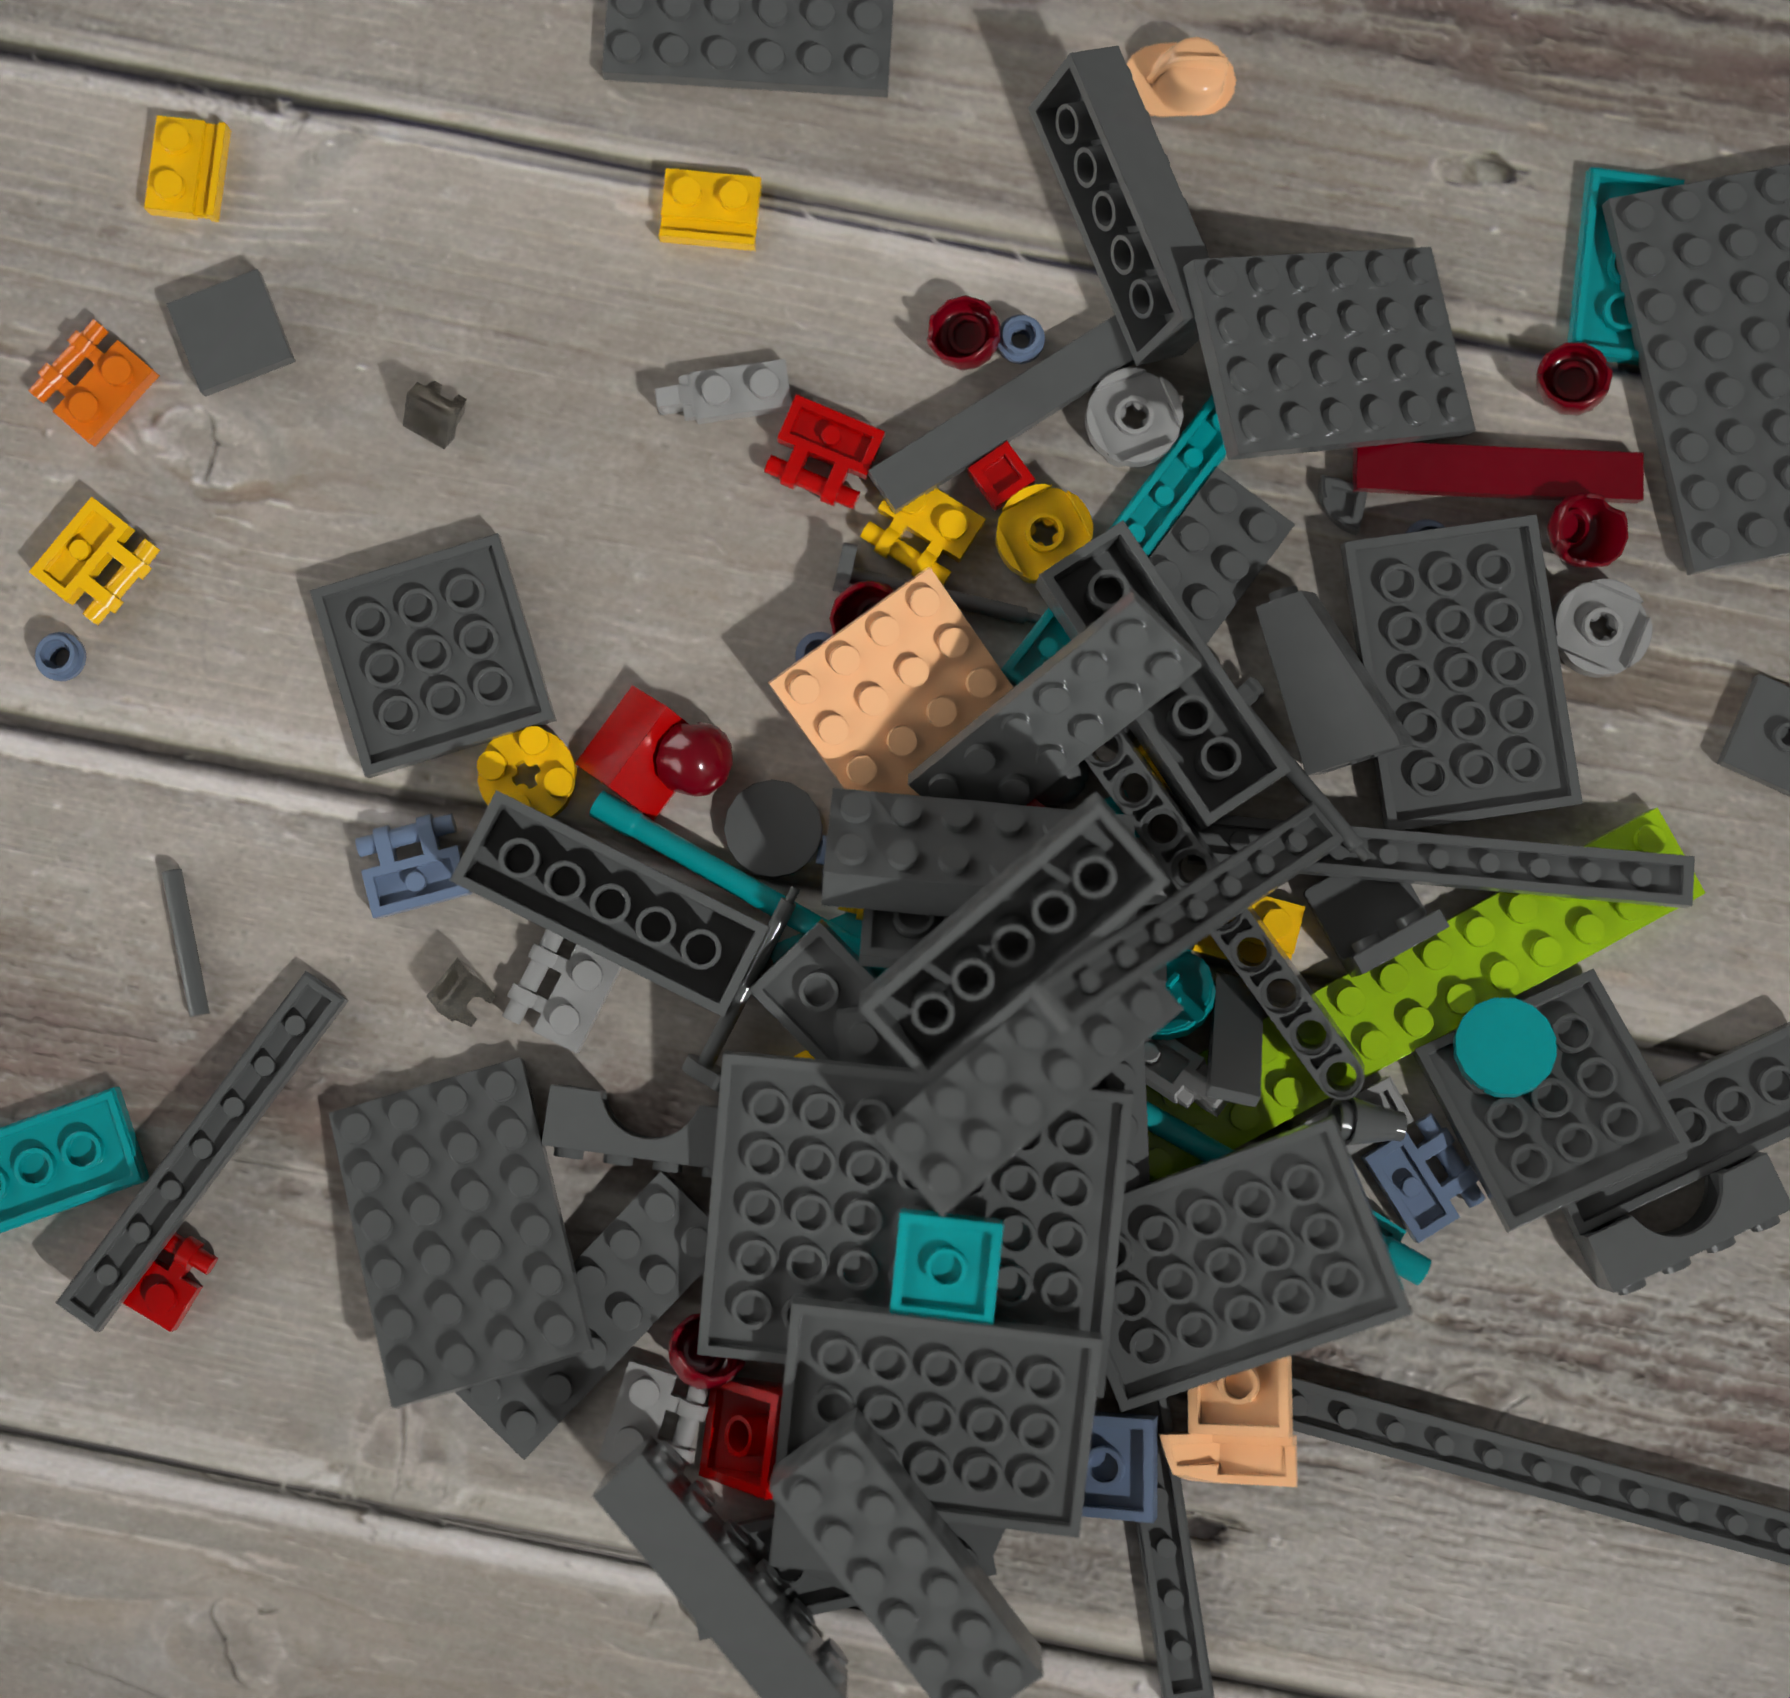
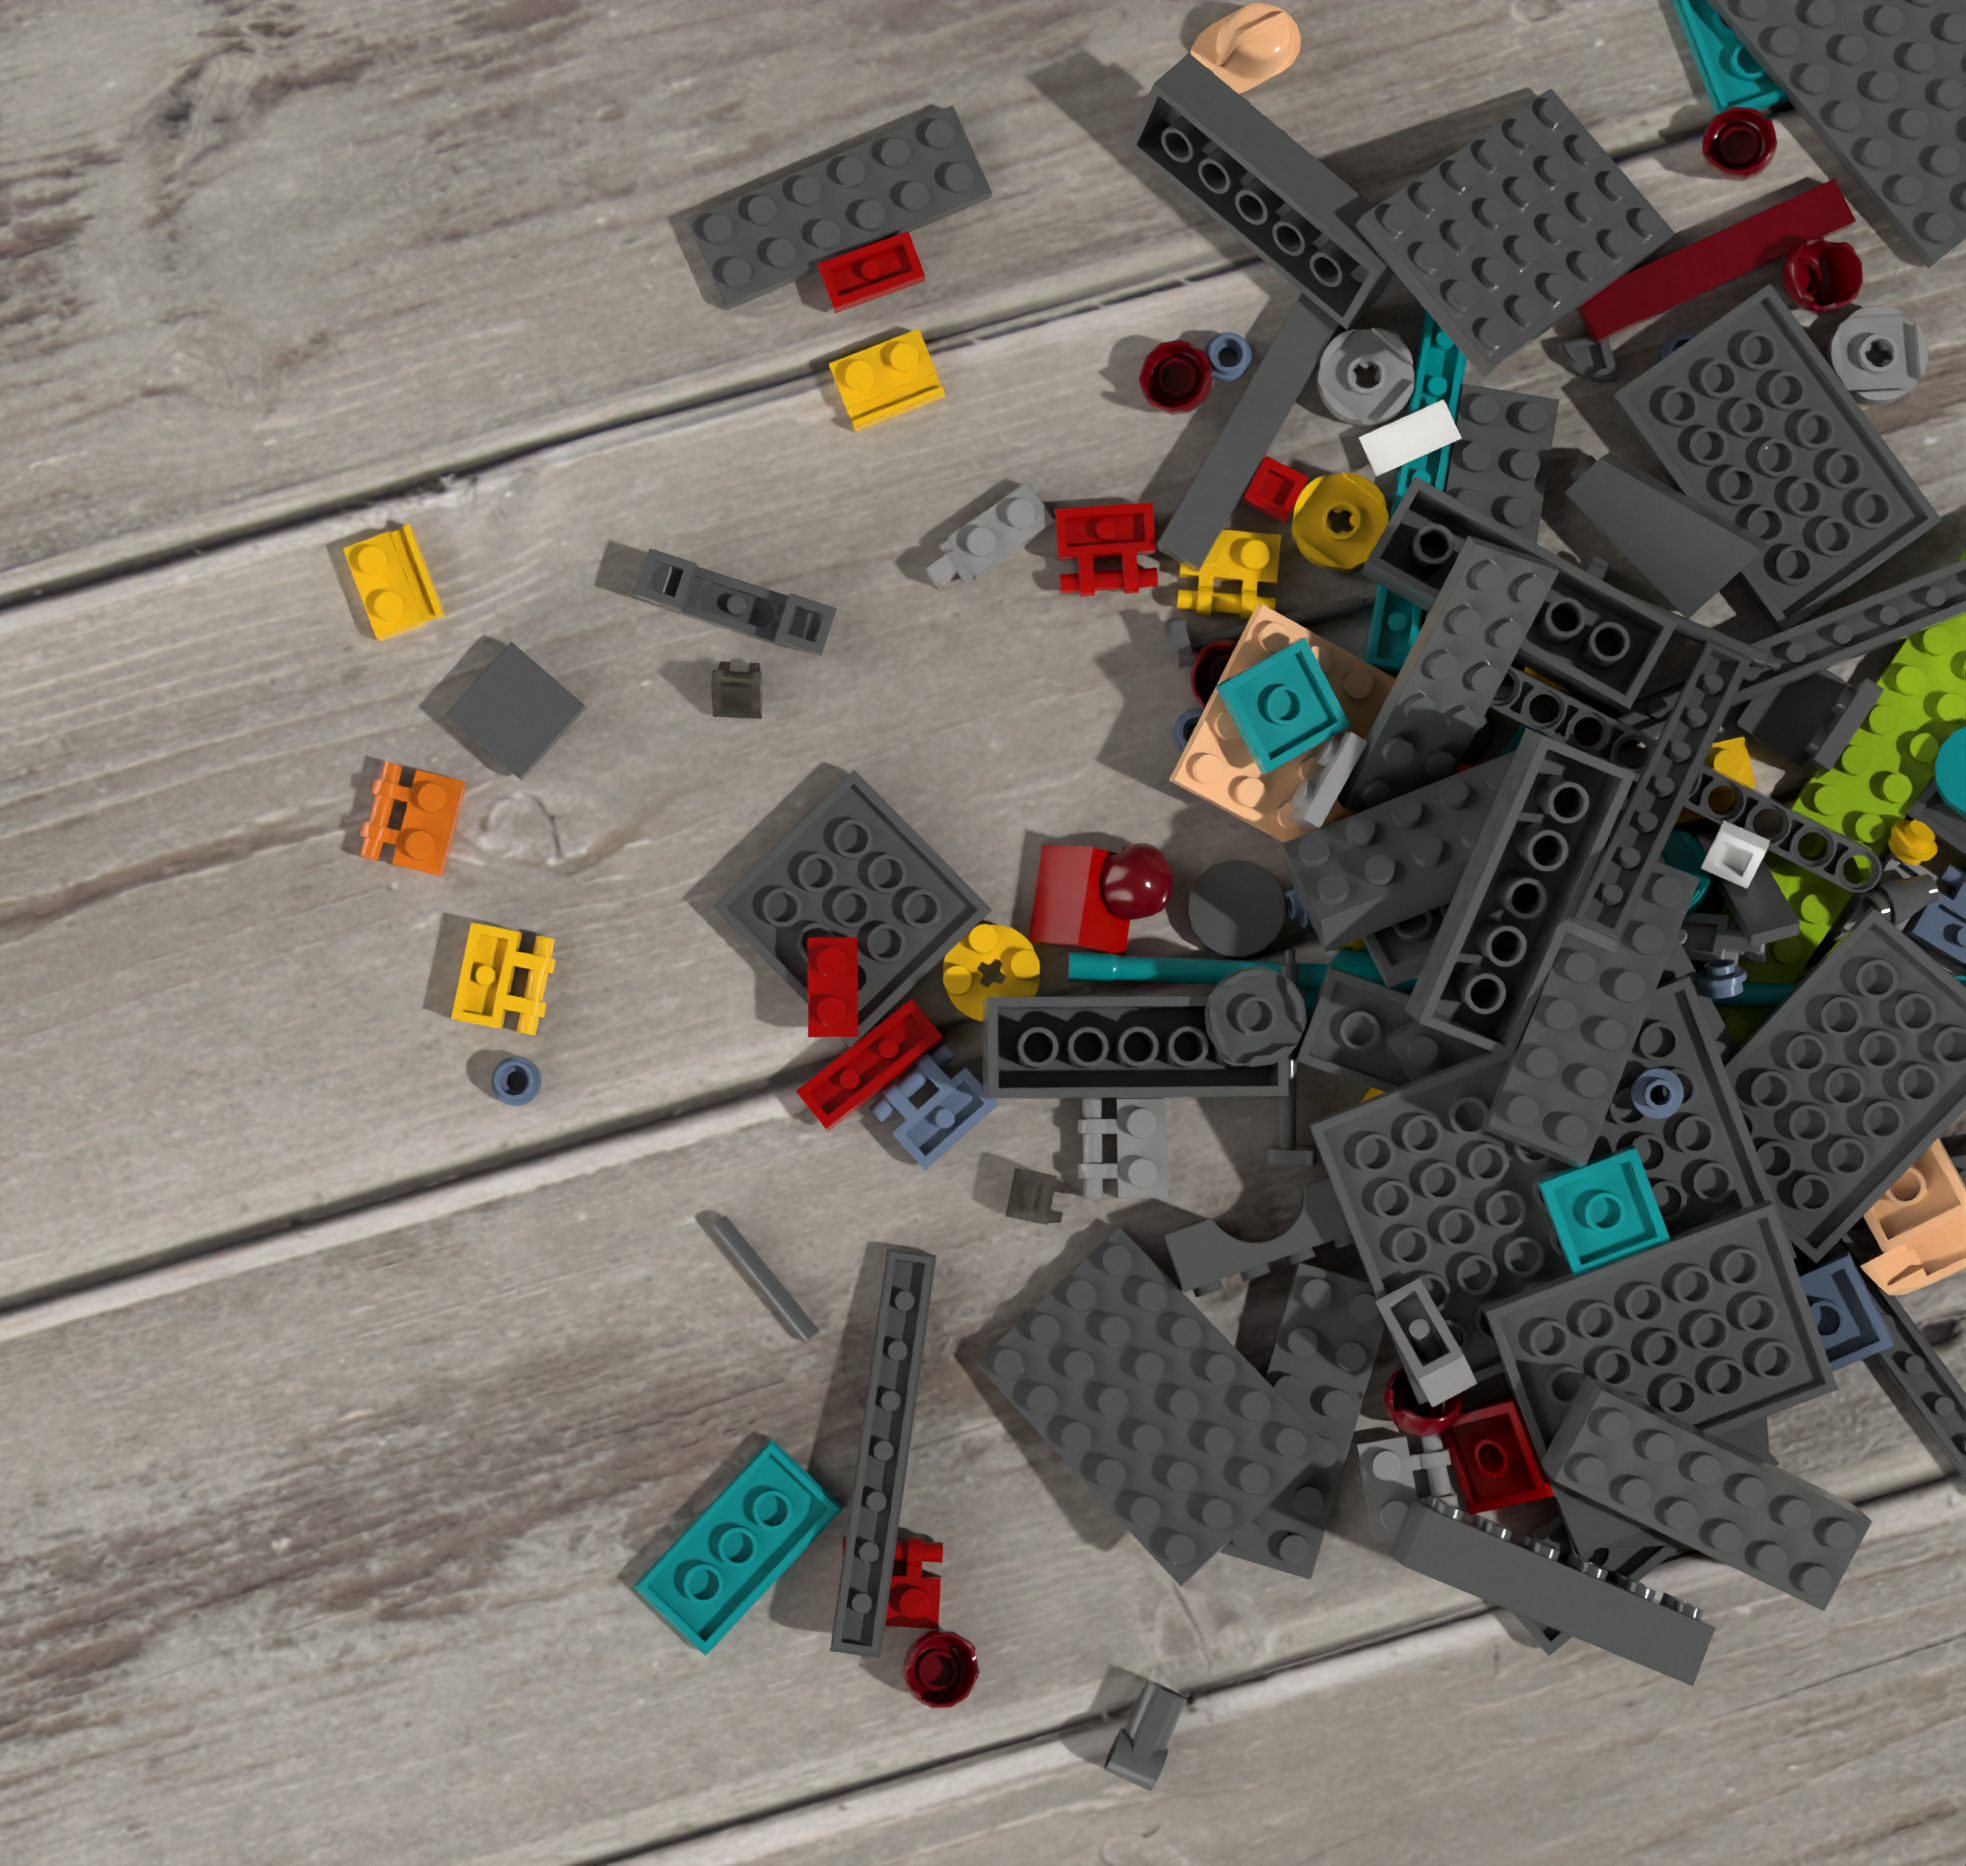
camera: 20 degrees left, 0 degrees up
(151, 1369) = (940, 1669): none -> dark red hair
(296, 1529) = (1141, 1747): none -> dark grey piece
(375, 714) = (832, 987): none -> red plate
(375, 801) = (869, 1065): none -> red plate
(470, 333) = (735, 603): none -> dark grey slope
(725, 1303) = (1426, 1342): none -> light grey slope
(728, 930) = (1255, 1016): none -> dark grey tile
(745, 107) = (871, 272): none -> red plate
(899, 665) = (1283, 705): none -> teal plate
(922, 740) = (1317, 796): none -> light grey plate
(1049, 1169) = (1646, 1082): none -> sand blue plate
(1144, 490) = (1410, 437): none -> white sticker
(1165, 1111) = (1721, 979): none -> sand blue plate
(1236, 1005) = (1735, 854): none -> white plate
(1407, 1077) = (1912, 841): none -> yellow plate

